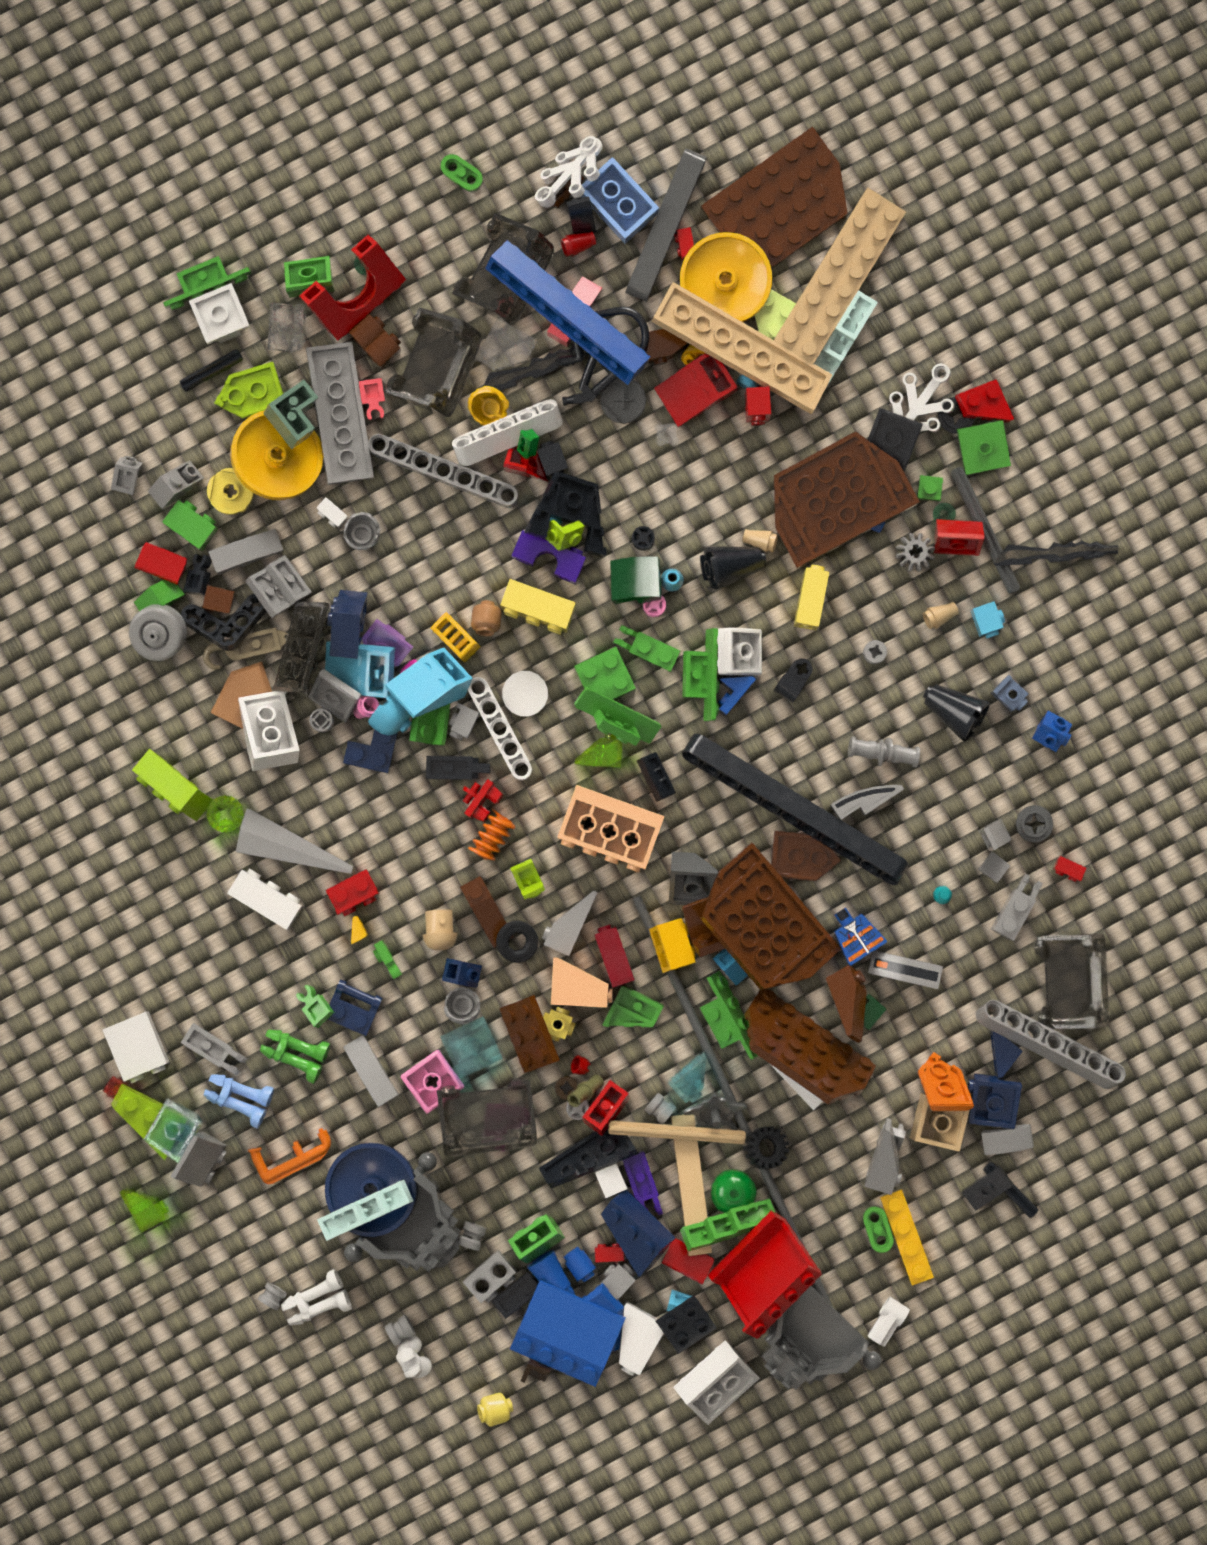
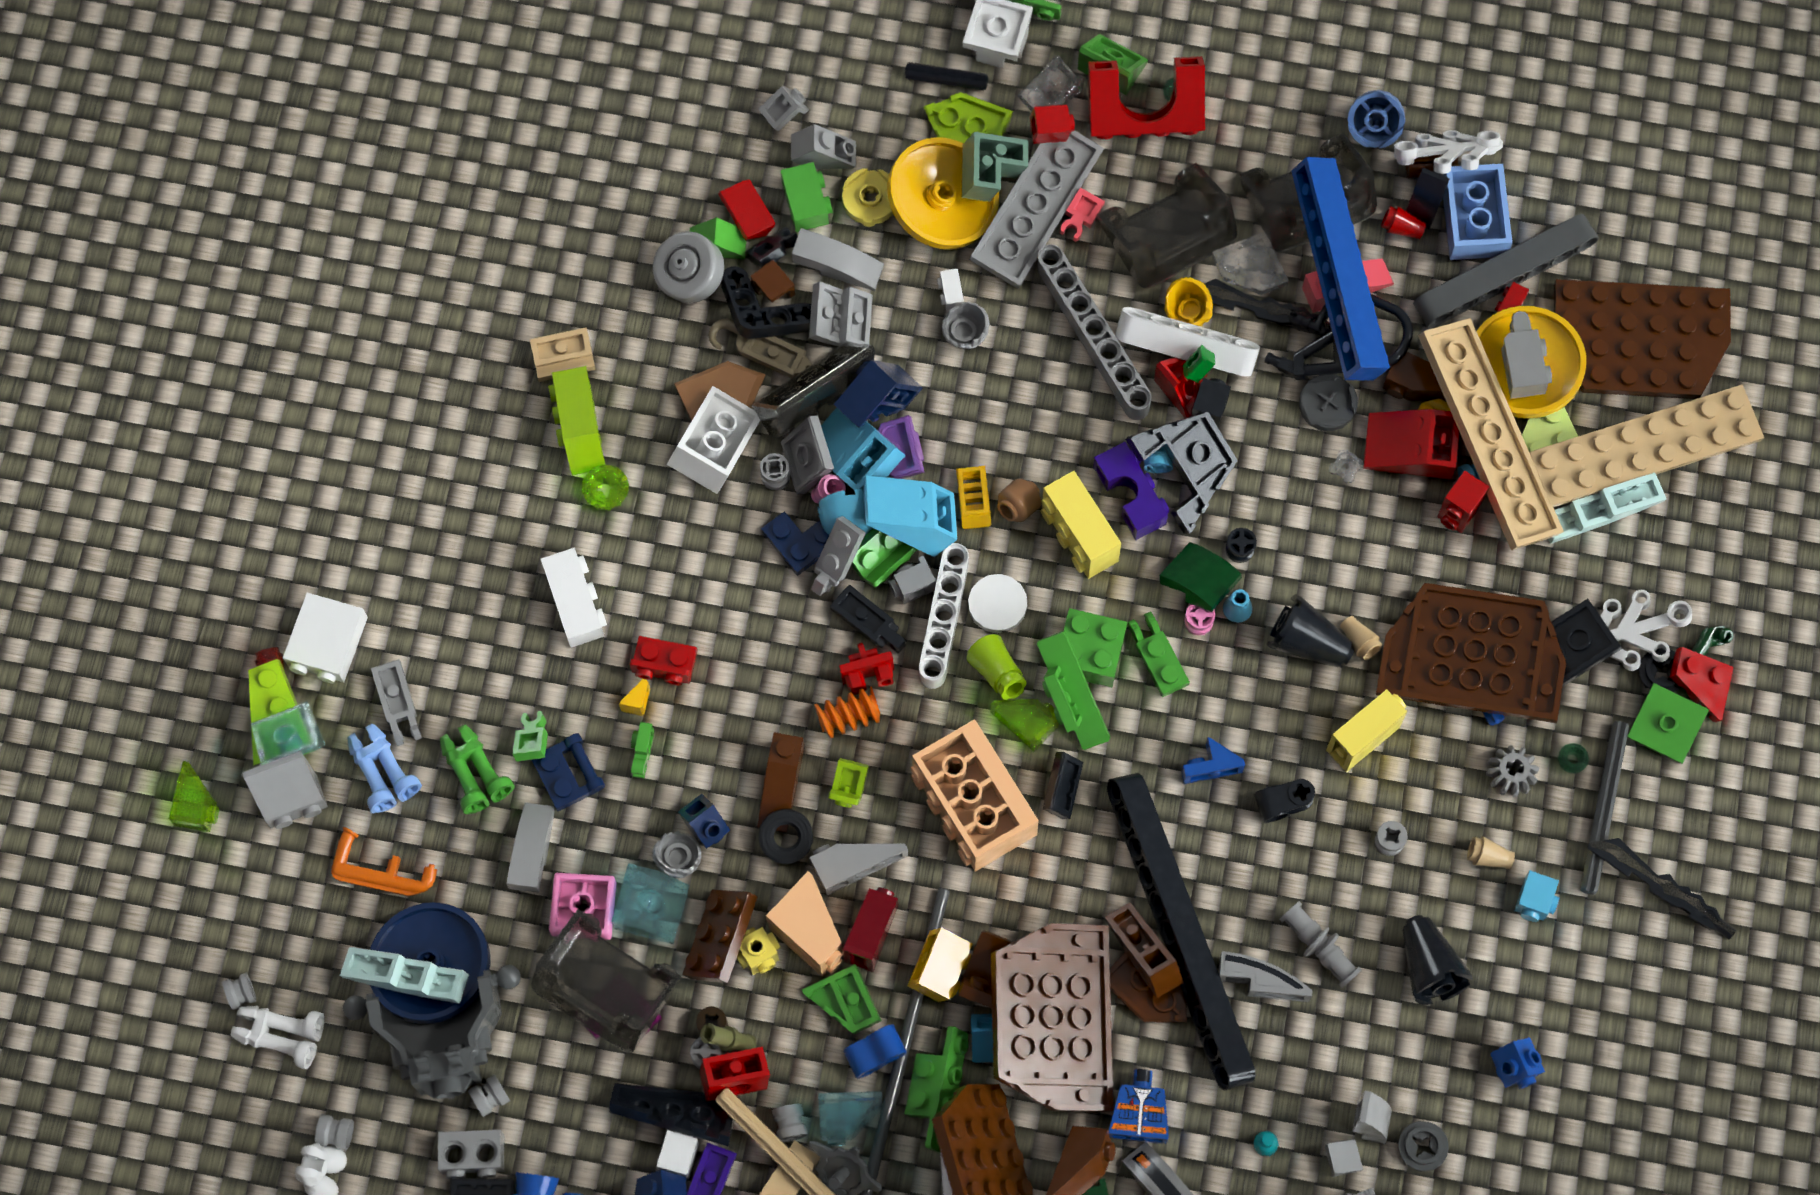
camera: 40 degrees right, 15 degrees down
(125, 750) = (562, 352): none -> tan plate
(269, 840) = (624, 542): light grey wedge -> none
(309, 355) = (1051, 124): none -> red brick
(375, 340) = (1128, 166): reddish brown brick -> none
(406, 745) = (837, 555): none -> light grey hinge
(439, 930) = (718, 760): tan piece -> none
(462, 173) = (1340, 80): bright green plate -> none
(508, 187) = (1376, 119): none -> medium blue cylinder
(536, 1238) = (550, 1151): bright green brick -> none
(559, 737) = (996, 665): none -> lime plant
(564, 536) = (1163, 477): lime bracket -> none
(579, 1065) = (744, 1012): red hinge -> none
(675, 1027) = (875, 1051): none -> blue axle
(690, 878) = (1013, 909): dark grey slope -> none
(701, 675) = (1191, 720): bright green bracket -> none
(725, 281) = (1524, 359): none -> light grey hinge
(739, 651) = (1250, 725): white brick -> none
(784, 839) = (1145, 950): none -> reddish brown slope
(930, 488) = (1578, 722): bright green plate -> none
(958, 537) = (1569, 791): red slope -> none
(970, 367) = (1712, 637): none -> dark green arm
(1002, 690) = (1495, 1001): sand blue brick -> none

